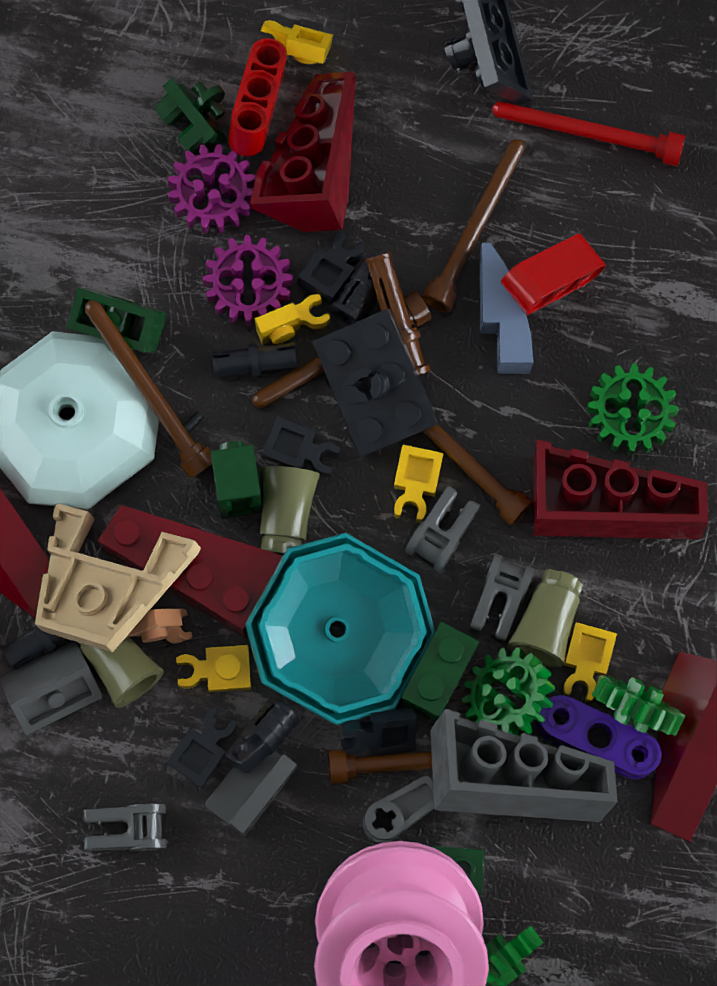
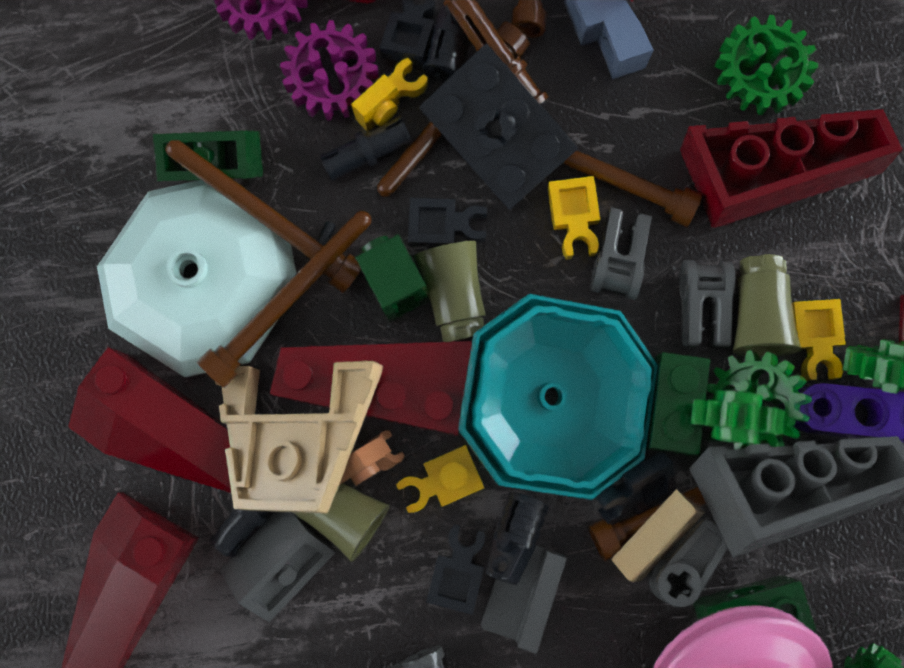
camera: 10 degrees left, 5 degrees up
(69, 499) = (224, 360): none -> reddish brown piece
(382, 777) = (657, 536): none -> tan slope
(476, 691) = (737, 416): none -> green gear

